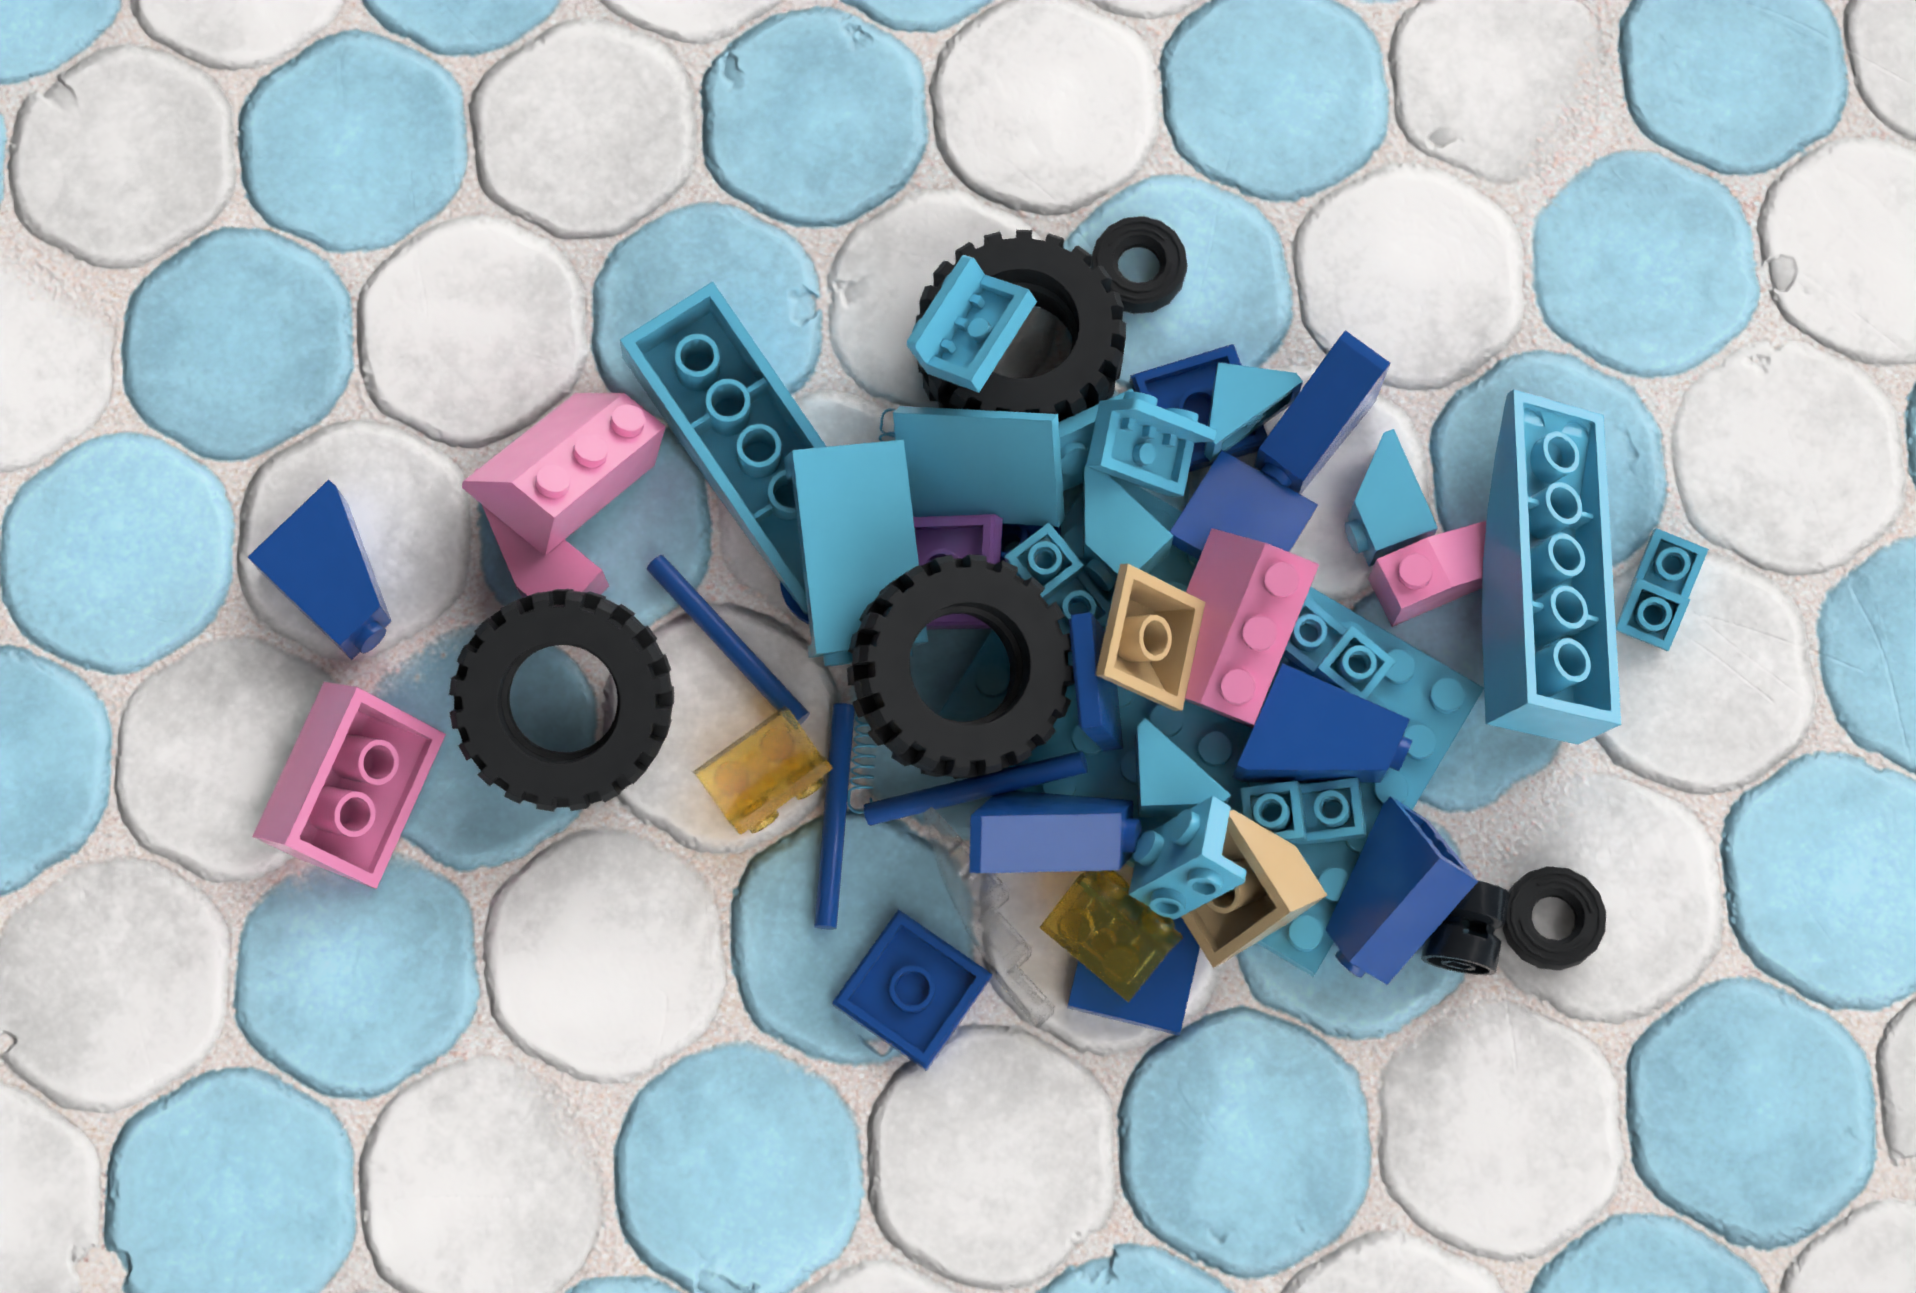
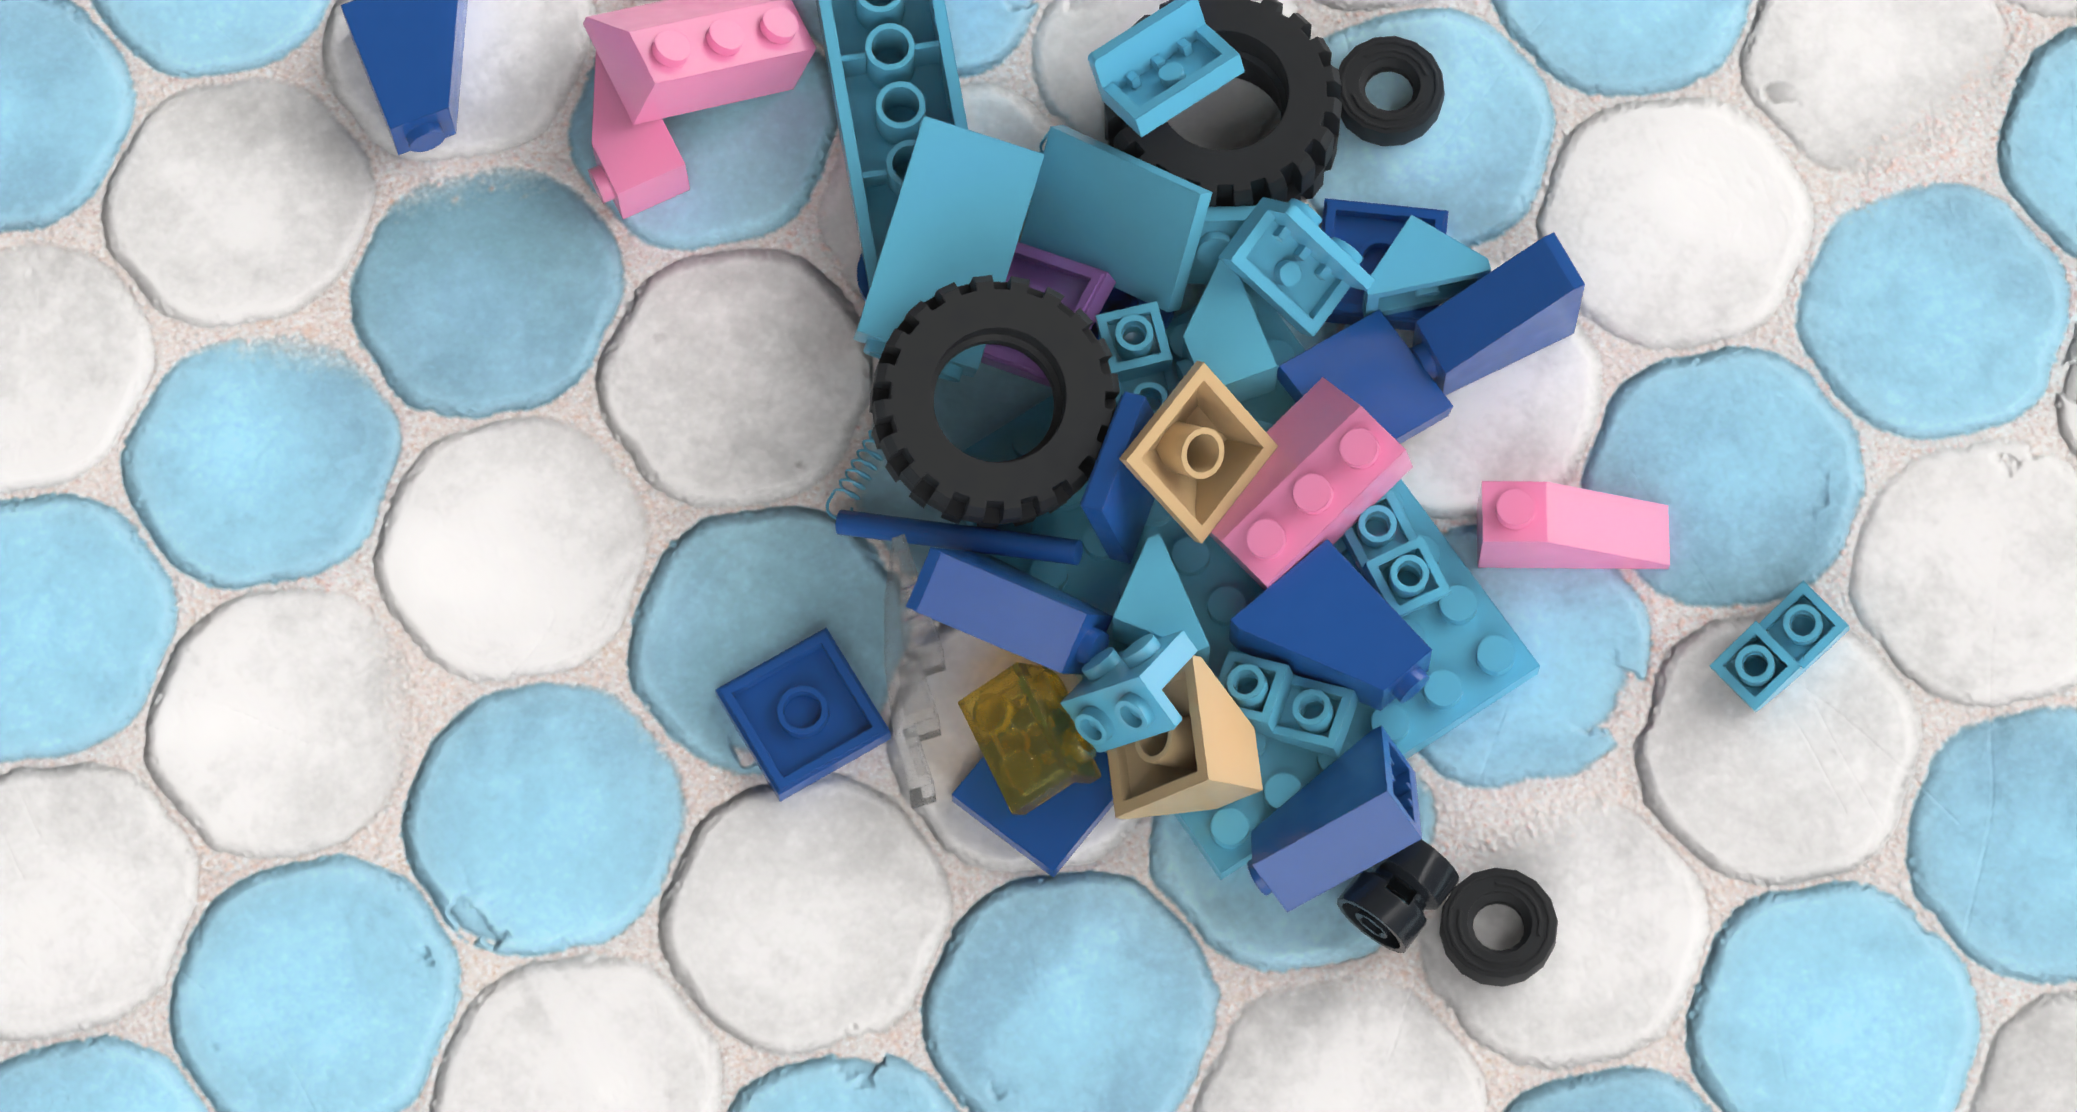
camera: 25 degrees right, 5 degrees down
(349, 784) = (338, 271): bright pink slope -> none
(500, 747) = (502, 254): black tyre -> none
(725, 638) = (782, 293): blue bar -> none
(763, 772) = (753, 433): clear yellow bracket -> none
(834, 817) = (805, 512): blue bar -> none
(1389, 505) = (1527, 432): medium azure slope -> none
(1549, 576) = (1659, 573): medium azure slope -> none

